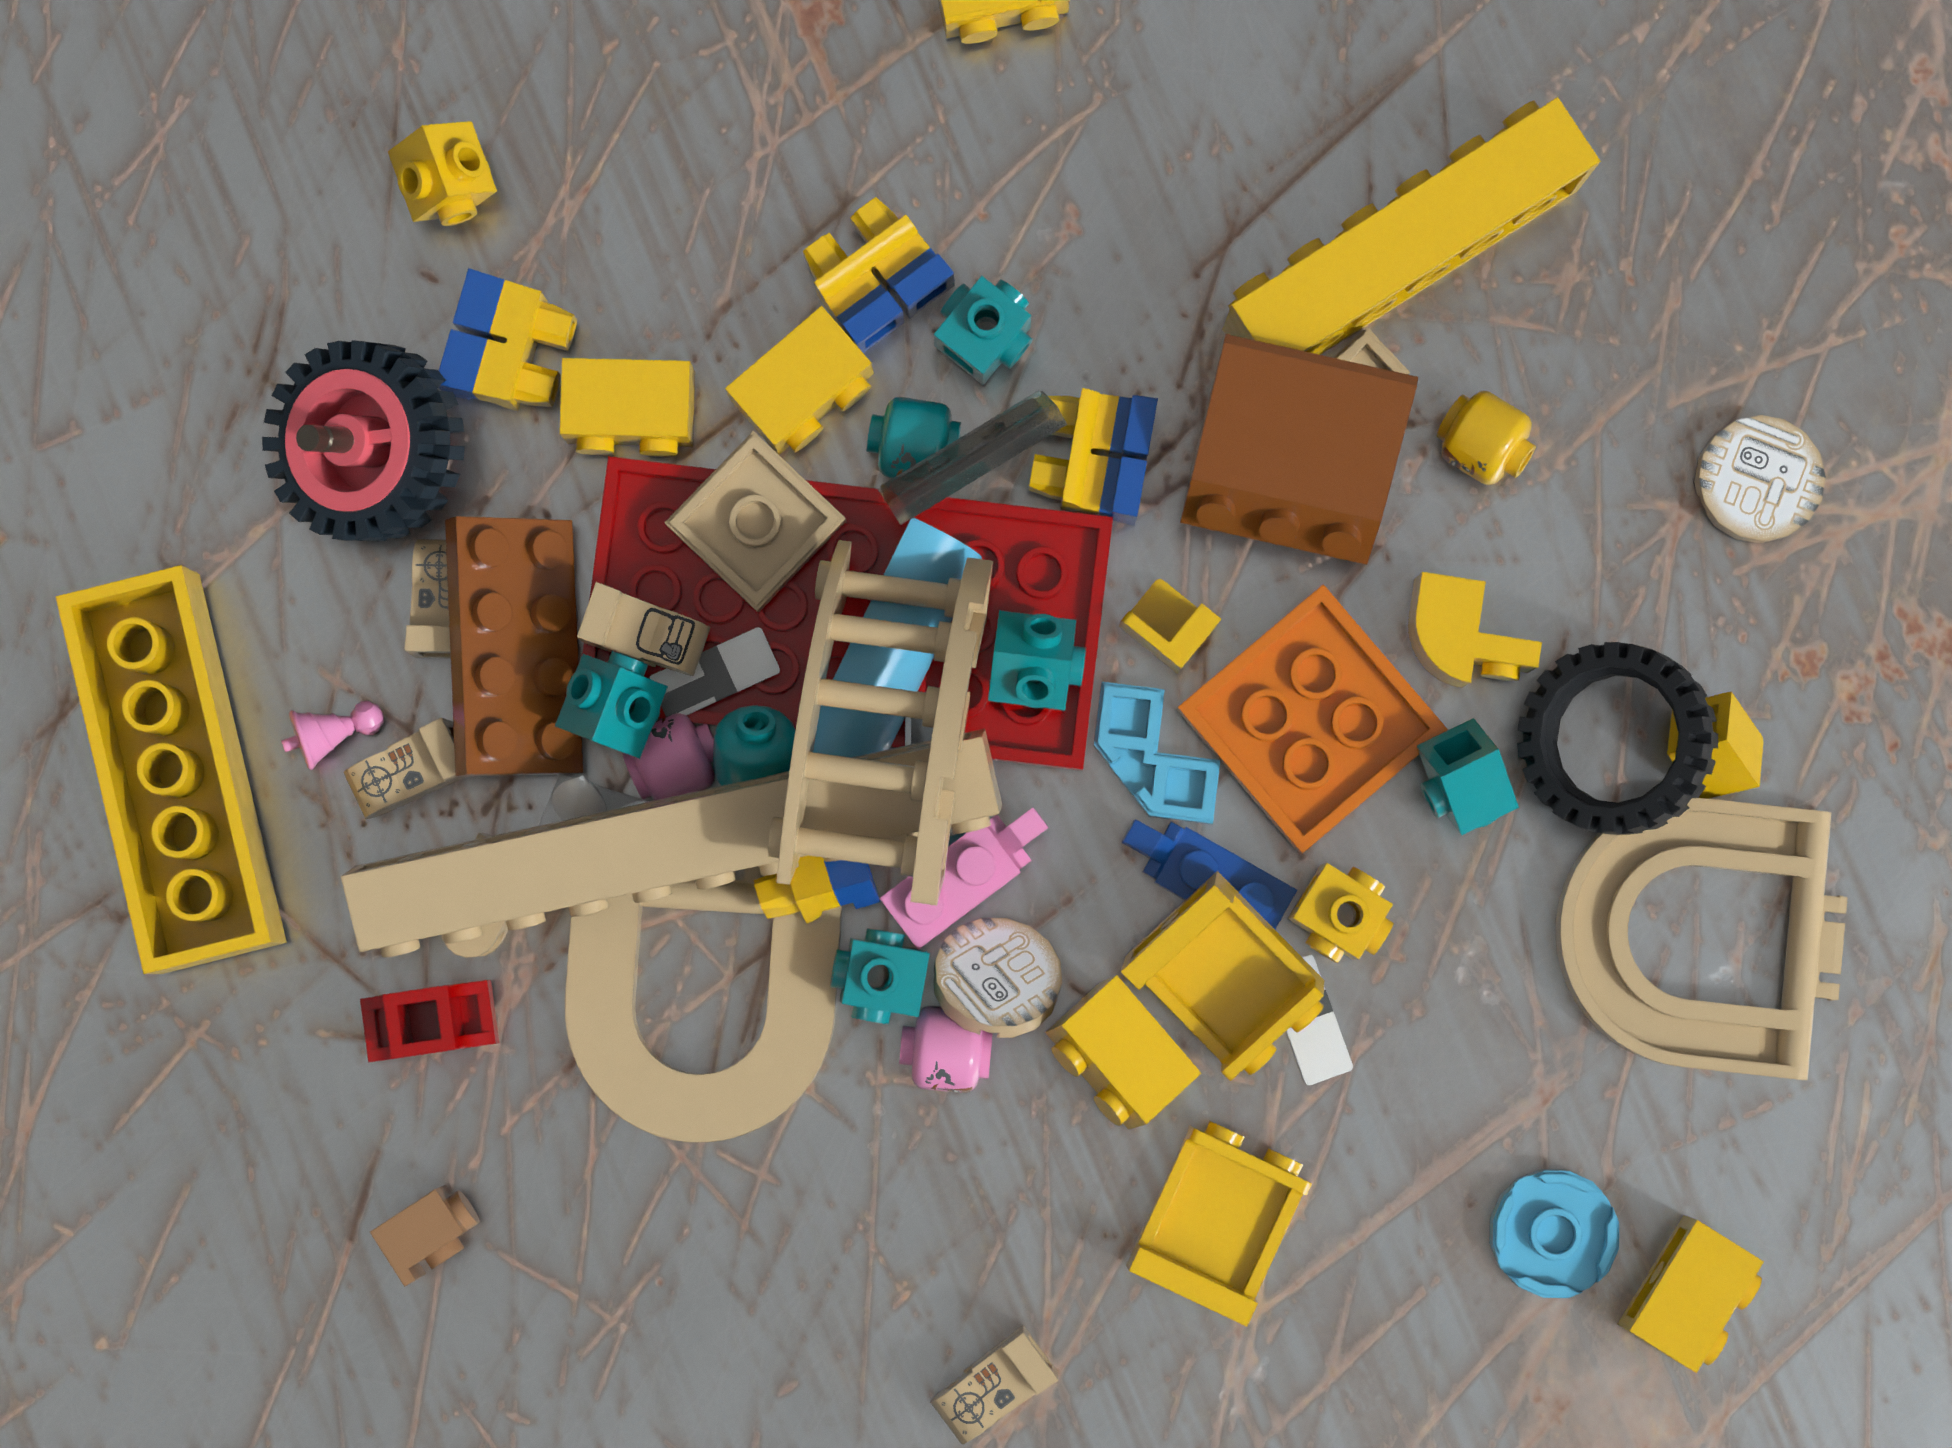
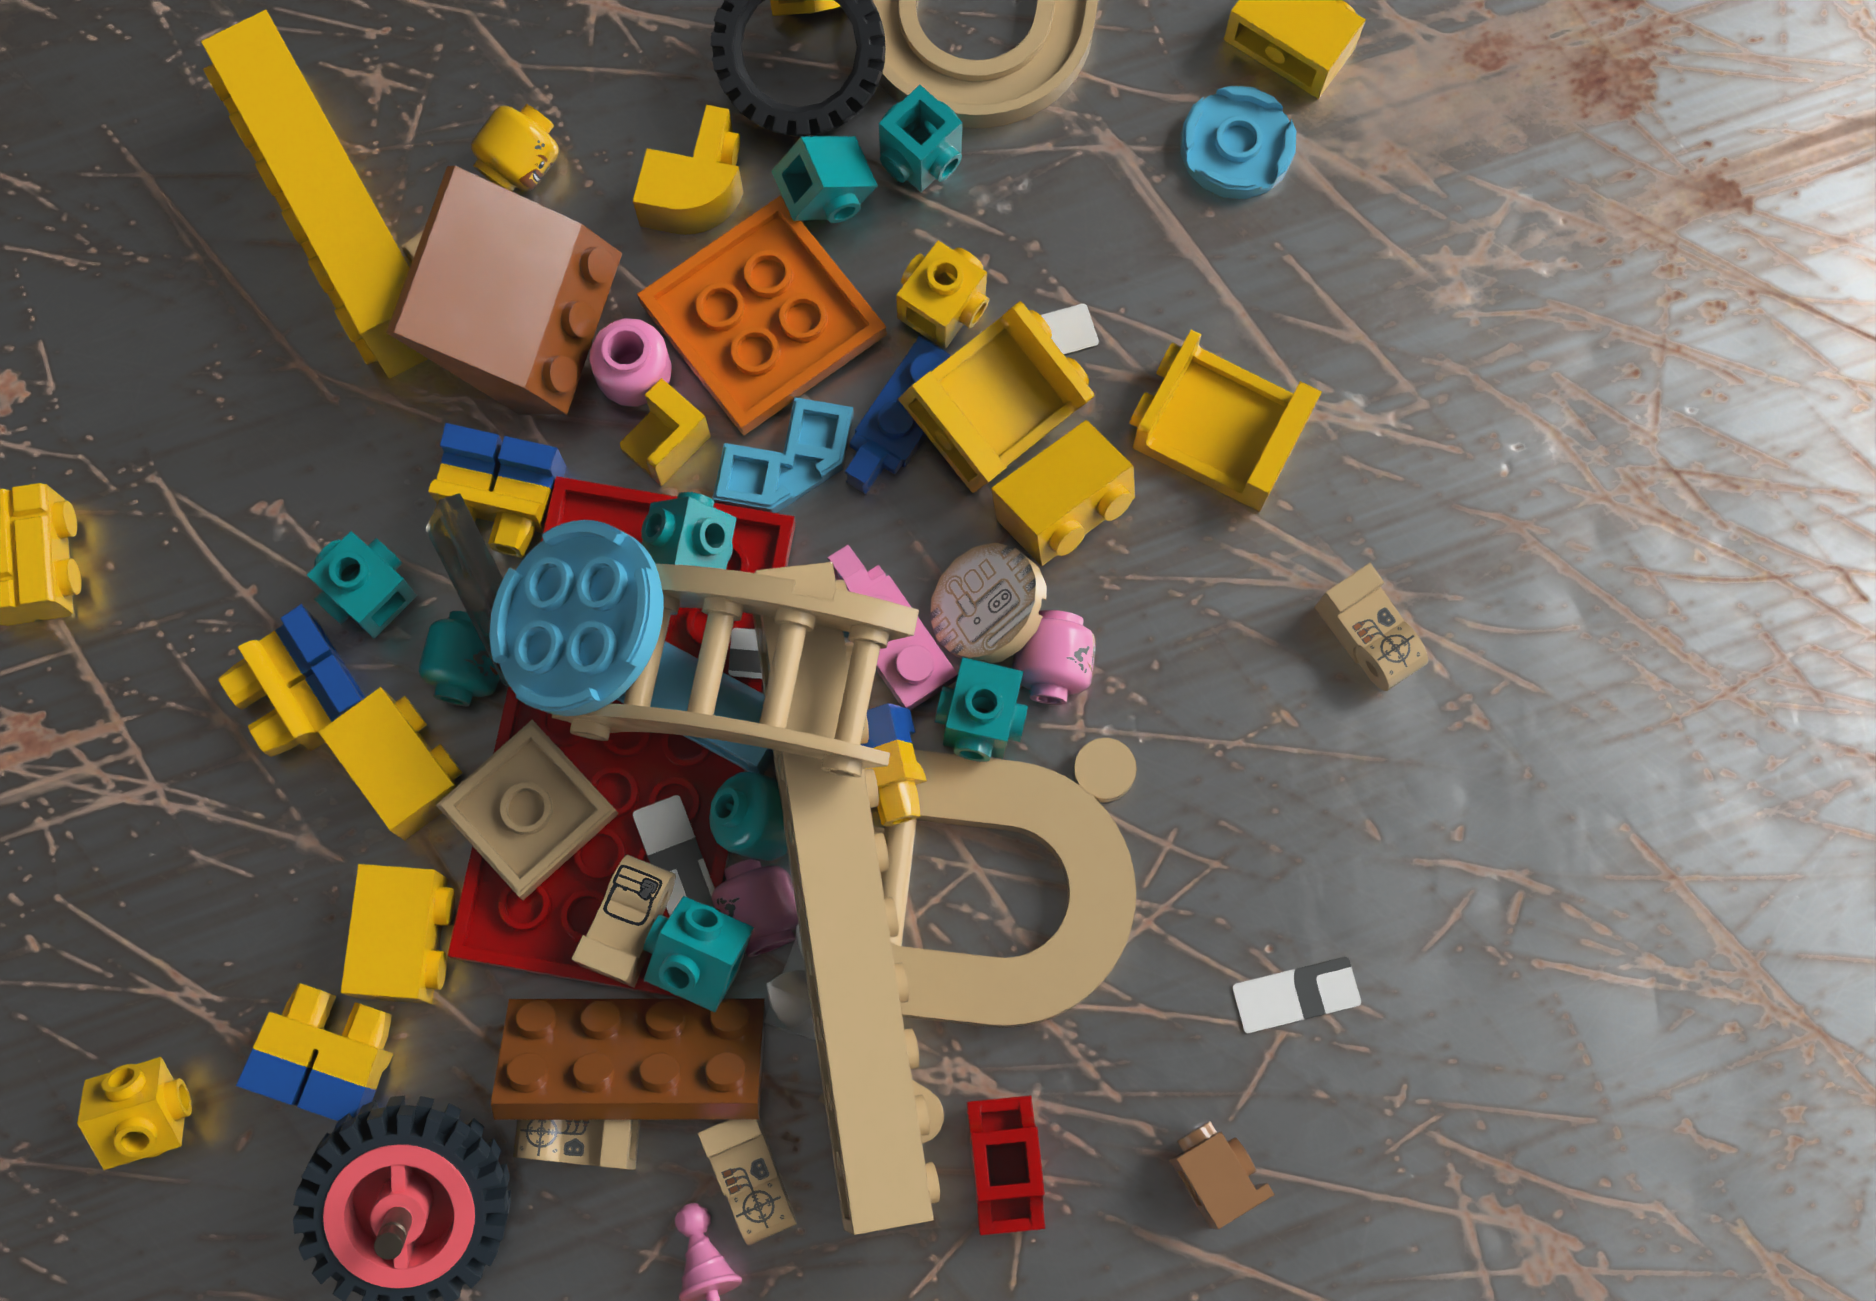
camera: 90 degrees left, 10 degrees down
(613, 1310) = (1296, 994): none -> white sticker
(833, 1106) = (1105, 769): none -> tan tile
(923, 560) = (577, 618): none -> medium azure tile
(1242, 583) = (629, 360): none -> bright pink head
(1542, 874) = (920, 140): none -> teal brick

